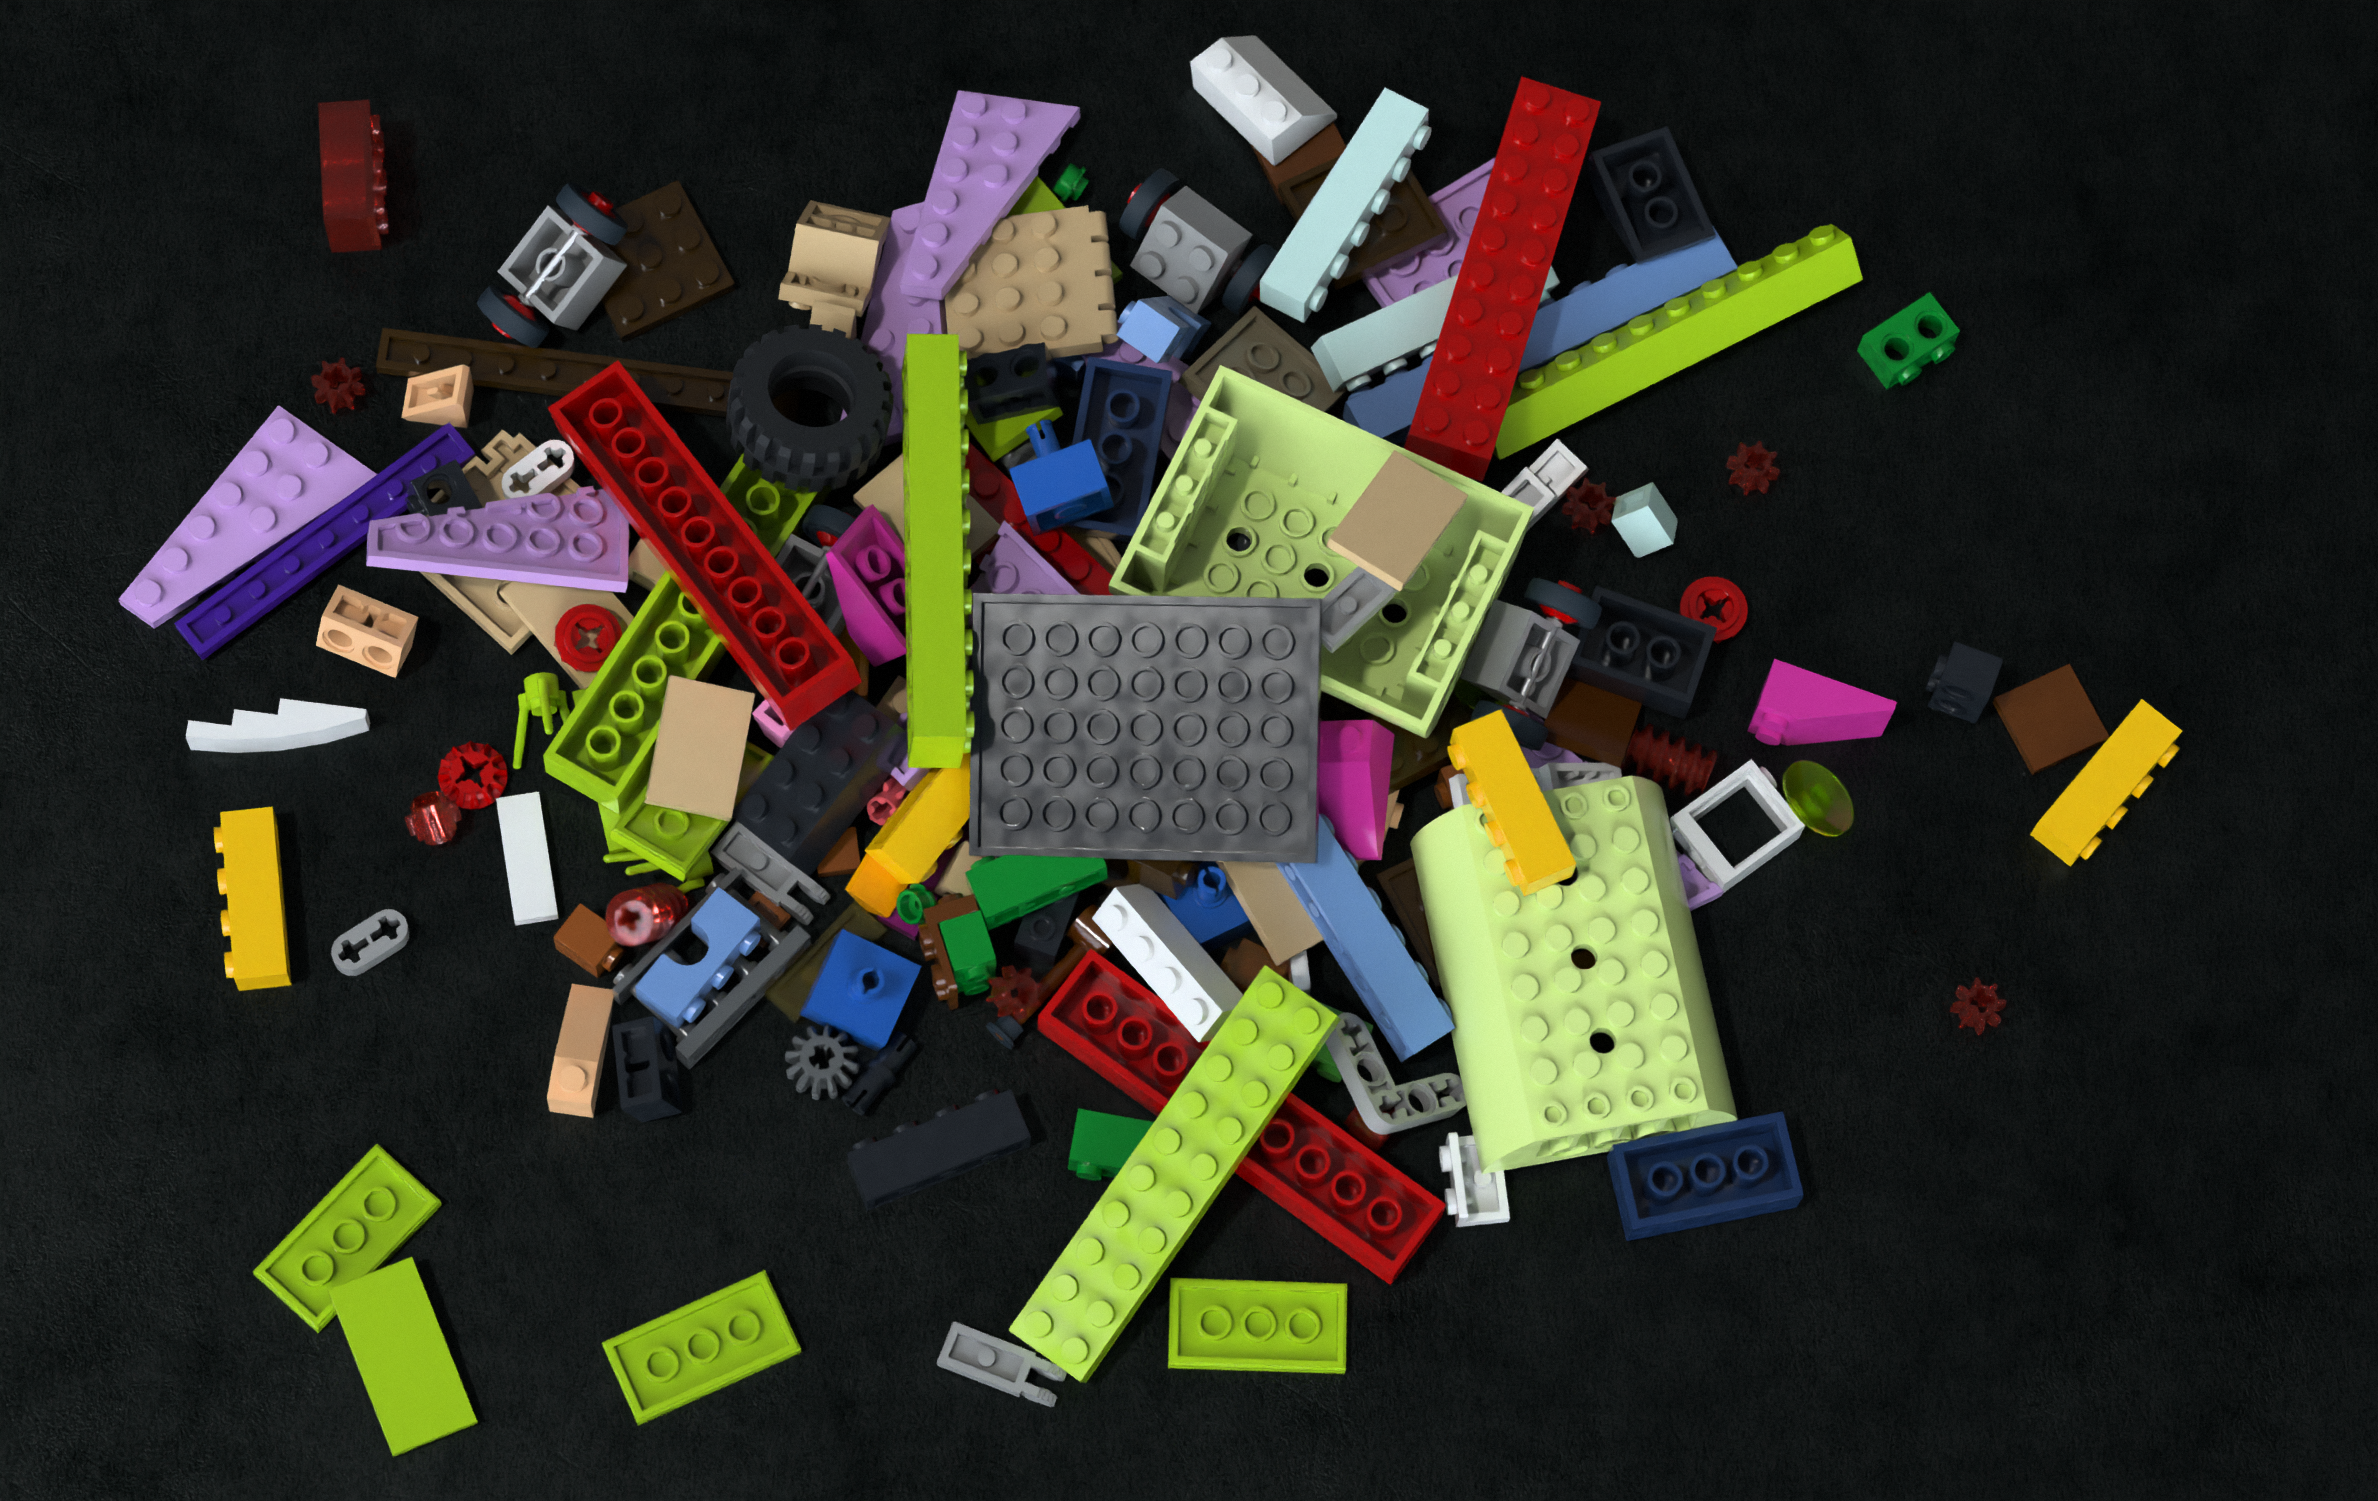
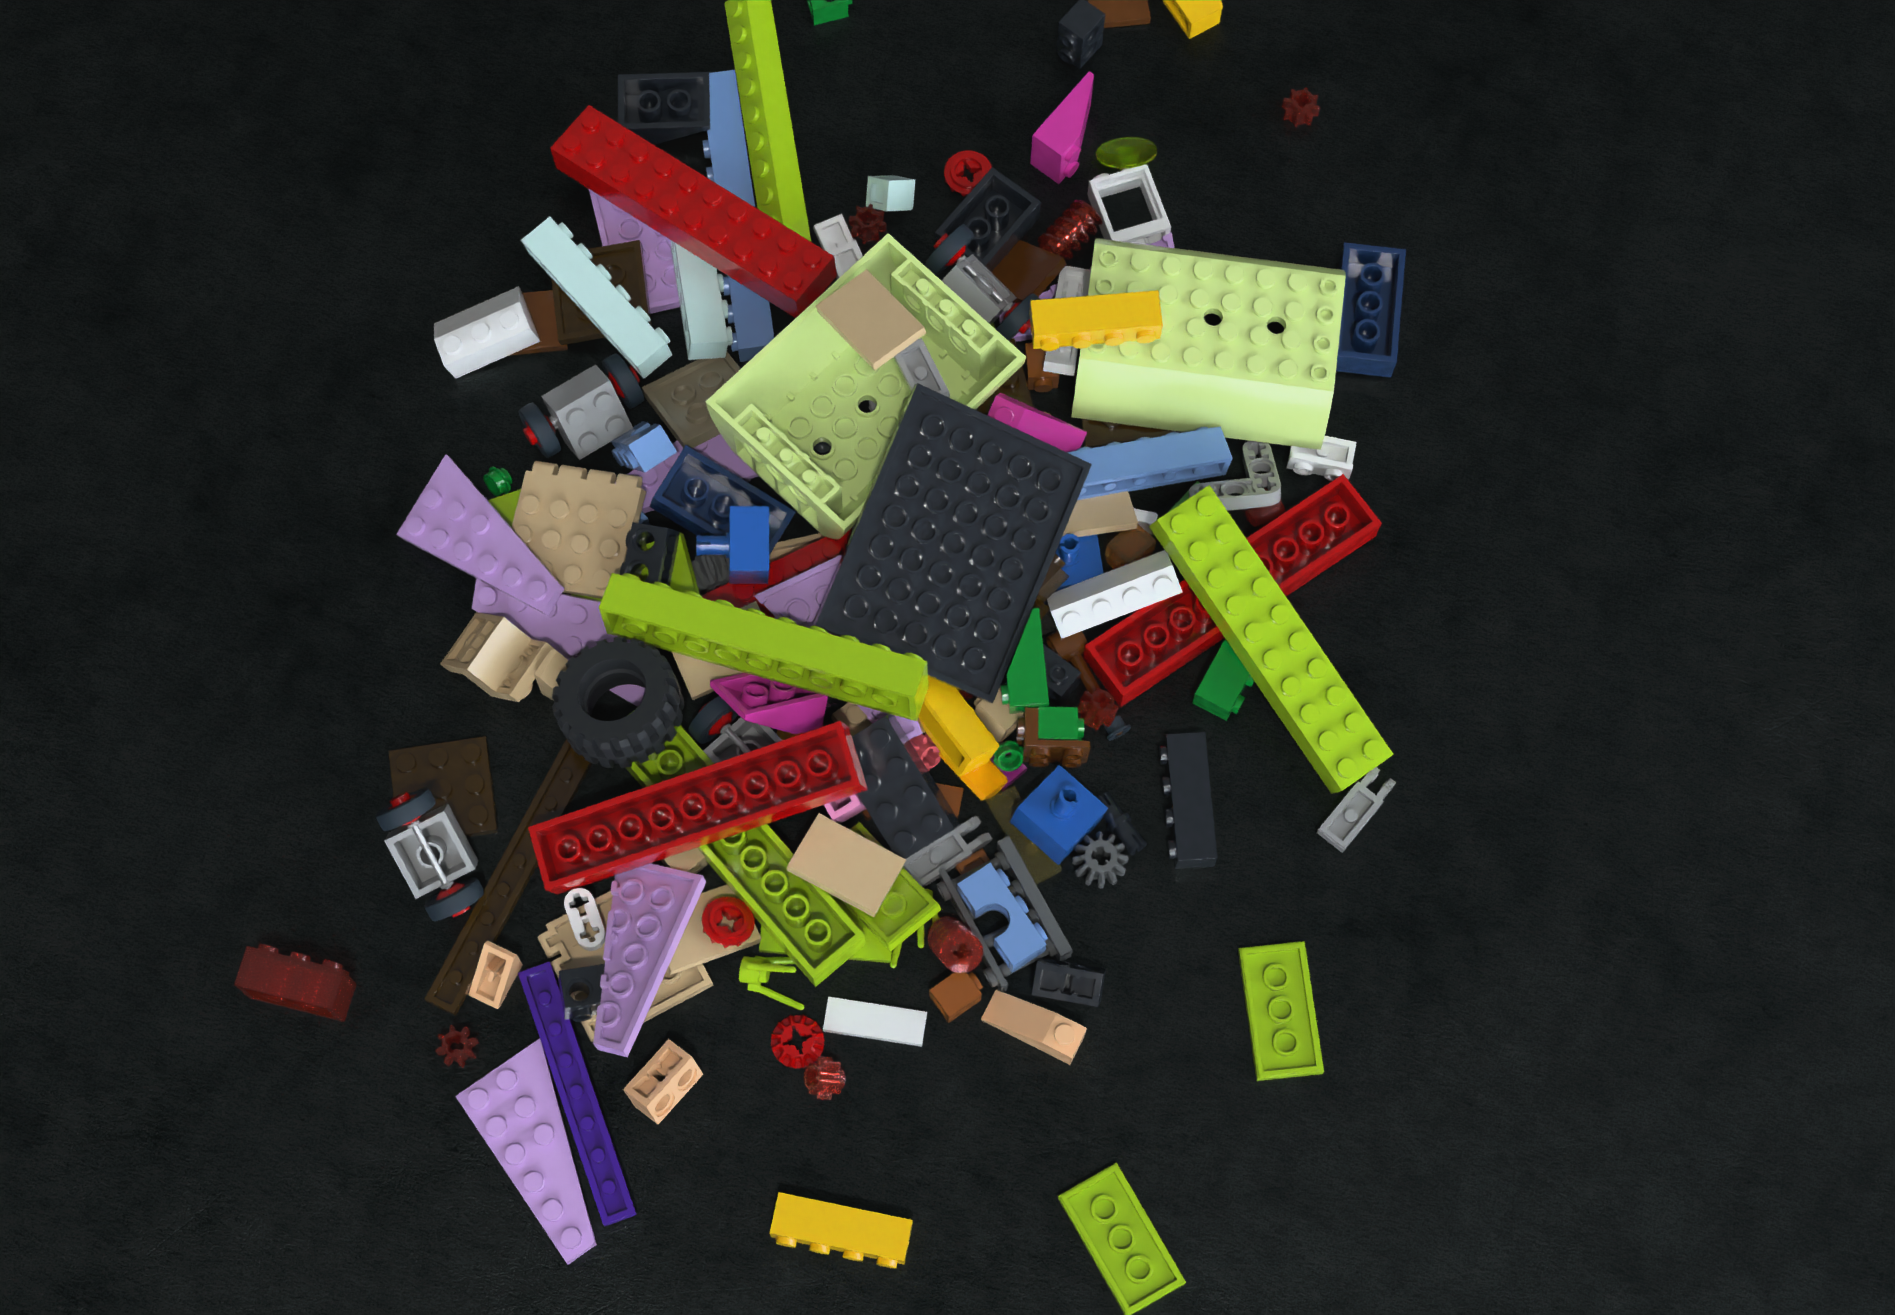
camera: 65 degrees left, 0 degrees up
(294, 727) = (715, 1160): white slope -> none
(364, 934) = (909, 1152): light grey beam -> none
(402, 1356) = (1225, 1225): lime tile -> none
(1257, 1325) = (1378, 630): lime tile -> none
(1750, 478) = (880, 105): clear red gear -> none

